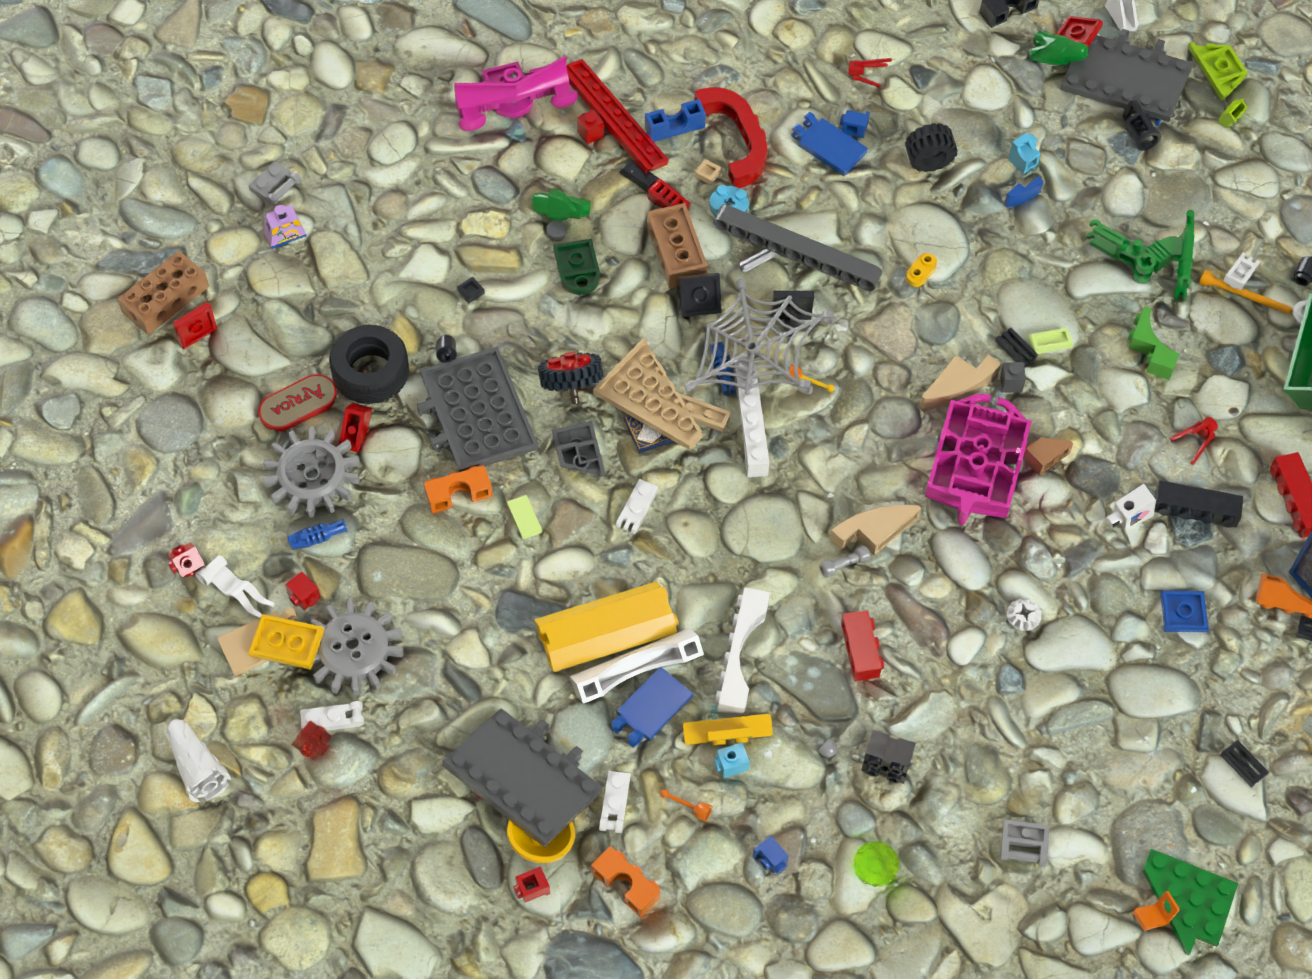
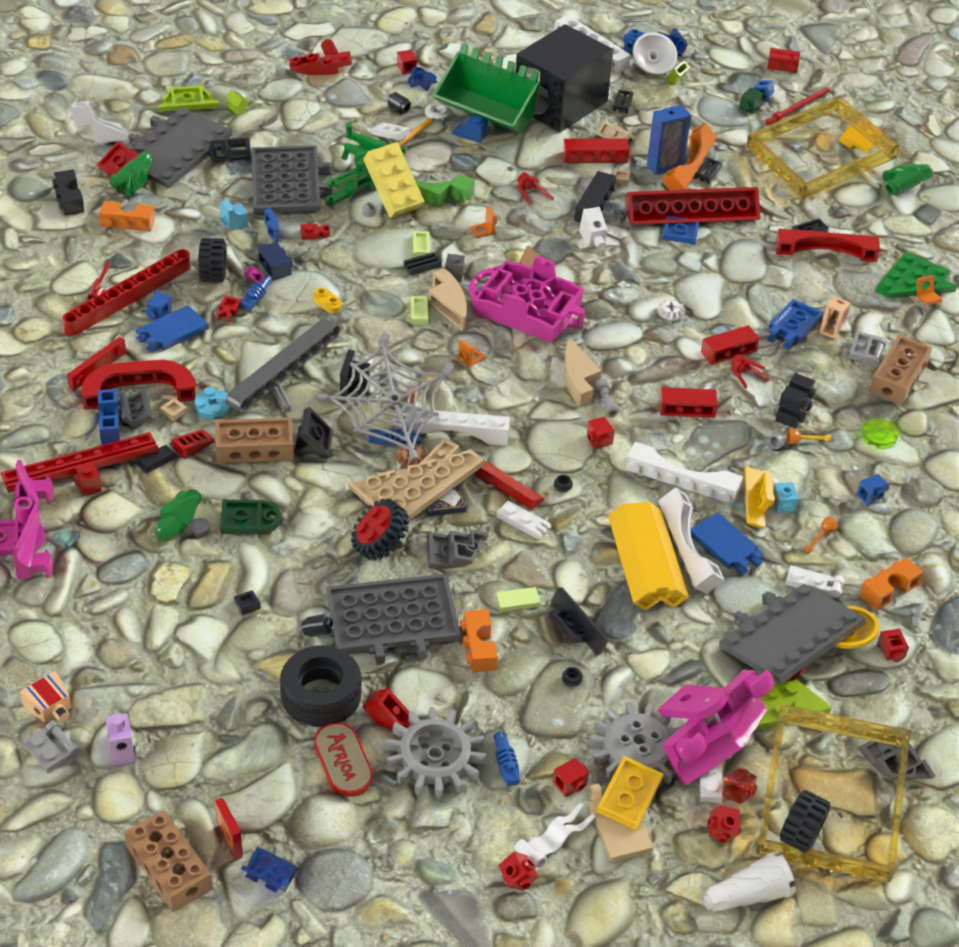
camera: 80 degrees left, 15 degrees down
(163, 368) = (270, 869): none -> clear blue bracket
(249, 788) = (805, 821): none -> black tyre
(263, 730) = (724, 823): none -> red brick
(322, 166) = (47, 699): none -> light nougat torso
(352, 702) = (735, 714): none -> dark pink piece
(380, 895) = (886, 761): none -> dark grey slope
(381, 888) = (851, 728): none -> clear yellow door
(430, 573) = (572, 677): none -> black plate
(434, 784) = (792, 694): none -> lime wing
(495, 567) = (575, 623): none -> black bracket
(685, 484) = (509, 485): none -> red slope
(698, 138) = (135, 408): none -> dark grey bracket
(701, 531) = (563, 483): none -> black plate
(708, 395) = (405, 460): none -> nougat gear
(754, 94) = (104, 357): none -> red plate
(784, 560) = (600, 432): none -> red brick
(839, 765) = (794, 436): none -> hinge
(864, 89) = (126, 292): none -> red beam
(870, 414) = (466, 354): none -> orange bracket
(876, 183) = (228, 307): none -> red plate
(906, 202) = (255, 293): none -> blue hinge
(932, 192) = (253, 274): none -> dark pink axle
(934, 358) = (419, 309): none -> yellowish green tile
(945, 699) = (742, 364): none -> red plant
(964, 207) = (275, 261): none -> dark blue brick
(976, 682) = (729, 344): none -> red brick
(989, 75) = (140, 218): none -> orange arch
(998, 868) = (903, 351): none -> medium nougat brick
(1033, 232) = (313, 231): none -> red plate
(1046, 754) = (794, 323): none -> blue tile
(1066, 797) = (837, 312): none -> light nougat torso
(1095, 282) = (368, 209): none -> light grey hinge
(1110, 400) = (489, 225): none -> orange bracket
(1113, 189) = (288, 179): none -> dark grey hinge
(1128, 283) = (393, 180): none -> light yellow brick
(1202, 737) = (861, 246): none -> red arch
(1229, 618) = (694, 205): none -> red slope
(1259, 530) = (622, 176): none -> tan plate
(1282, 355) = (472, 128): none -> blue slope

